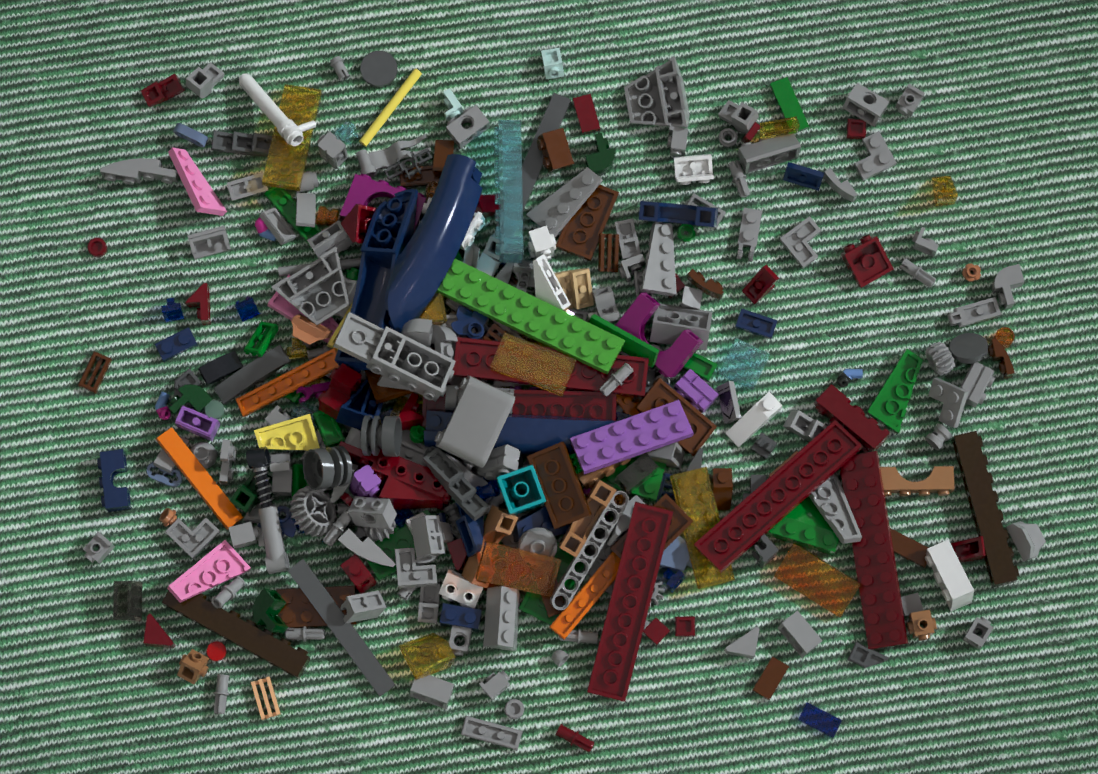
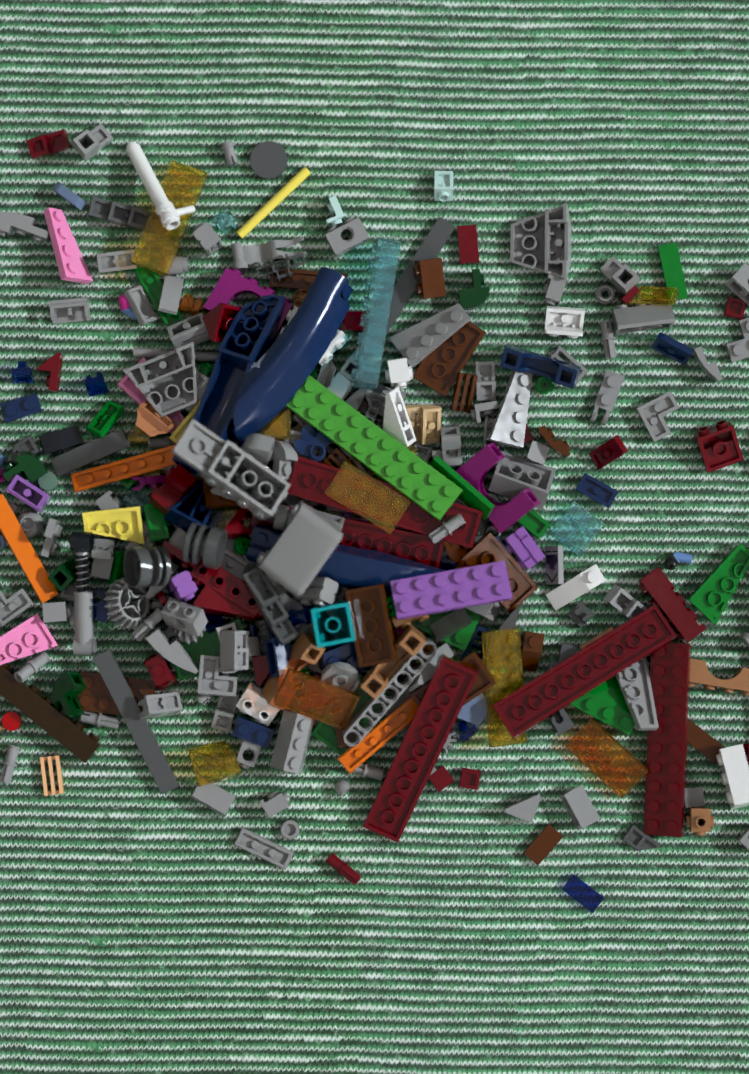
camera: 10 degrees right, 10 degrees up
(442, 150) = (318, 258): reddish brown tile -> none

